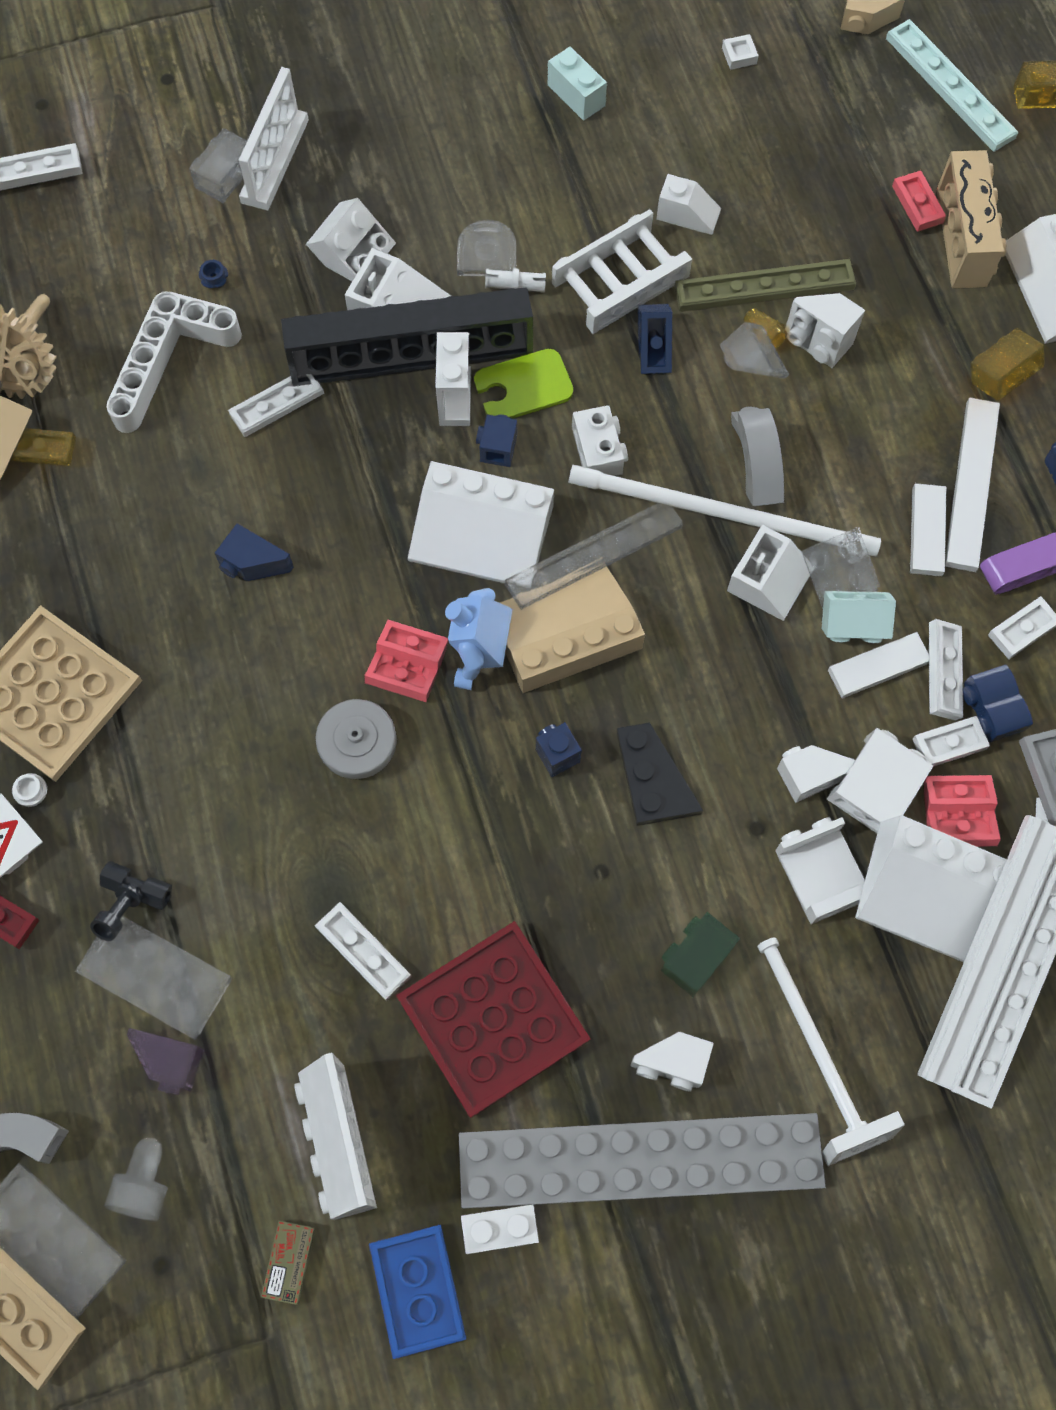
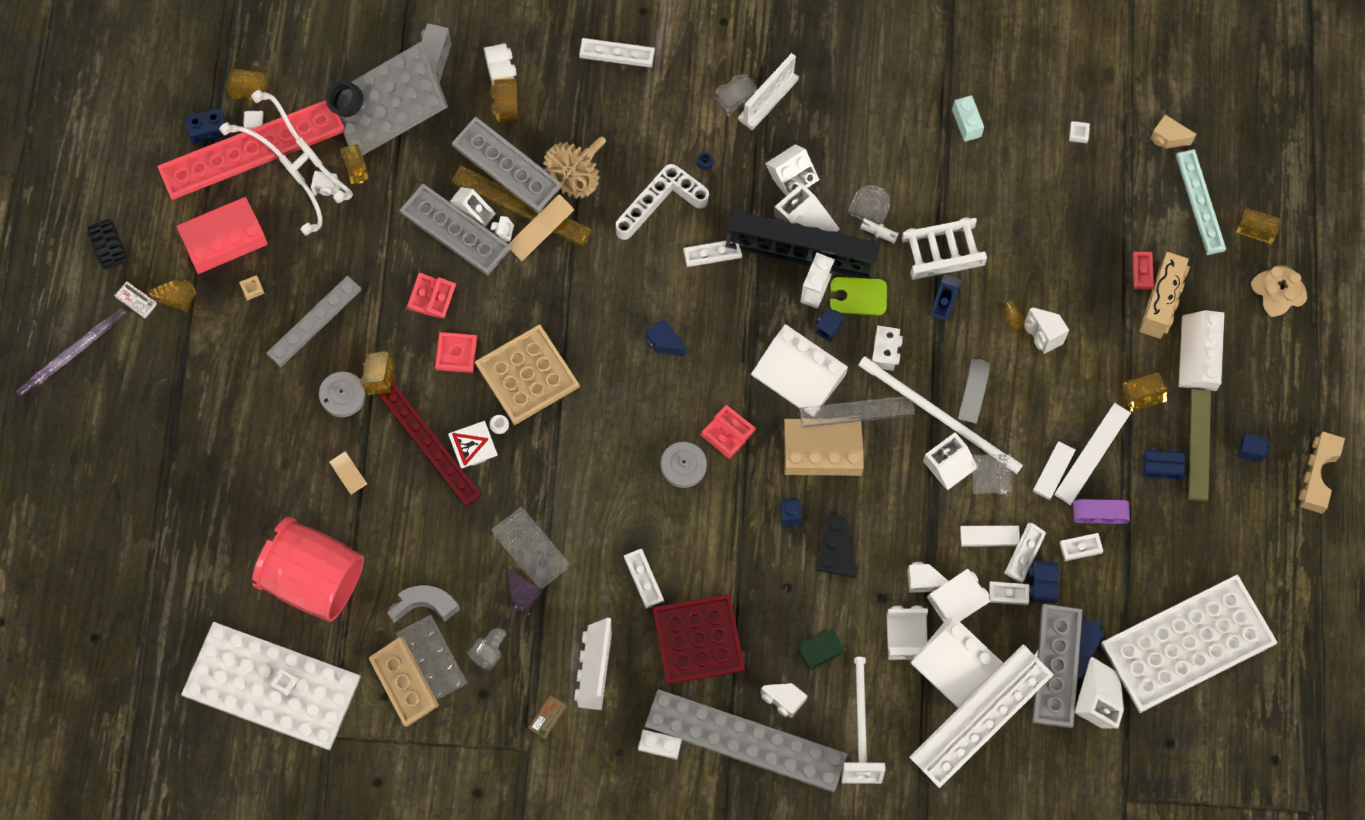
camera: 20 degrees right, 0 degrees up
(129, 893) = (533, 500): black bar -> none
(417, 1291) = (606, 757): blue tile -> none
(478, 633) = (772, 432): light blue torso -> none
(687, 205) = (1001, 222): white slope -> none
(753, 352) = (998, 329): clear slope -> none
(765, 285) = (1026, 288): olive tile -> none
(858, 616) = (988, 503): light aqua brick -> none
(963, 808) = (998, 631): coral slope -> none

